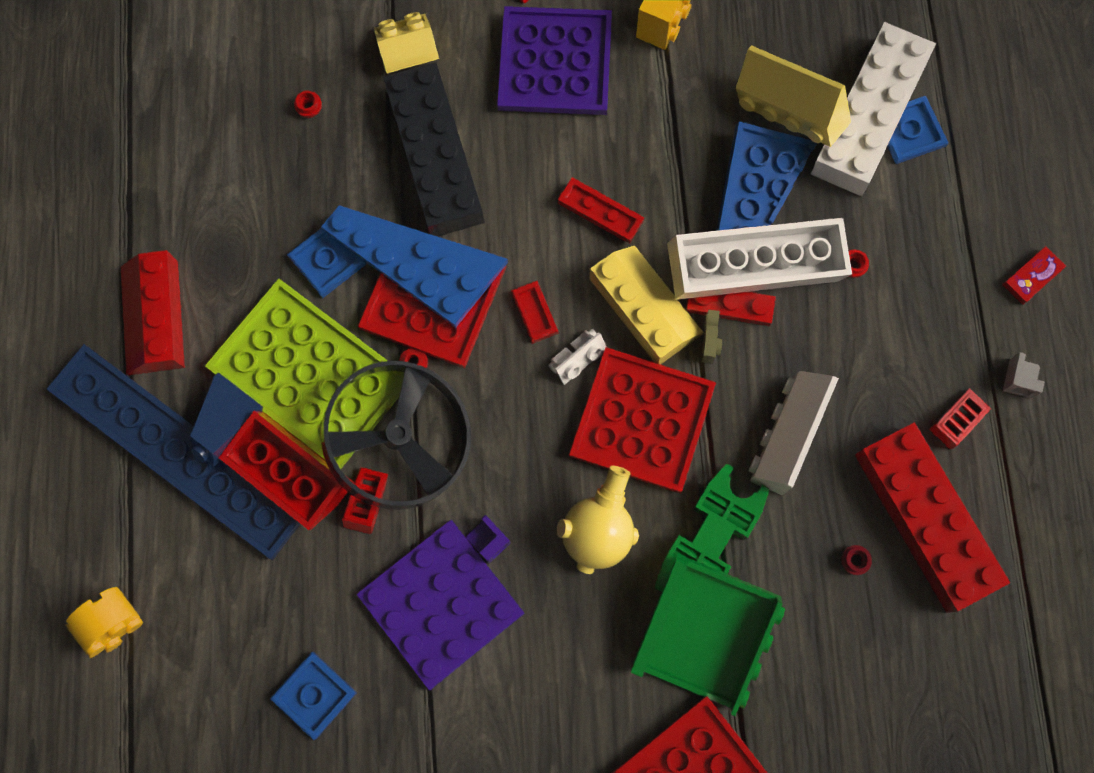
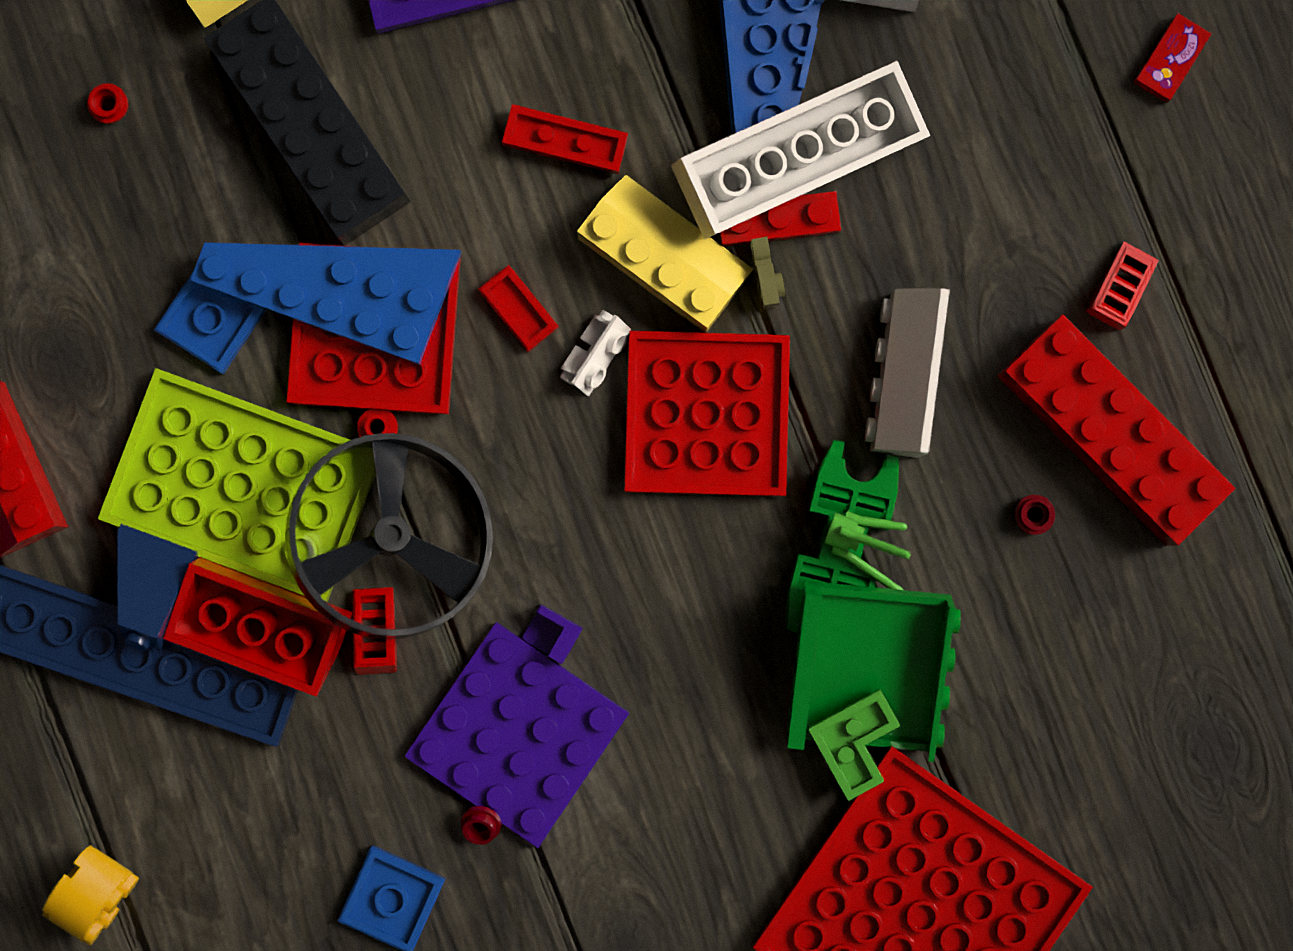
camera: 25 degrees left, 10 degrees up
(393, 660) = (480, 825): none -> dark red plate
(599, 527) = (694, 578): light yellow piece -> none
(672, 682) = (844, 738): none -> bright green plate
(718, 529) = (846, 535): none -> bright green plant
(862, 260) = (939, 105): red plate -> none
(1022, 377) = (1190, 205): light grey panel -> none

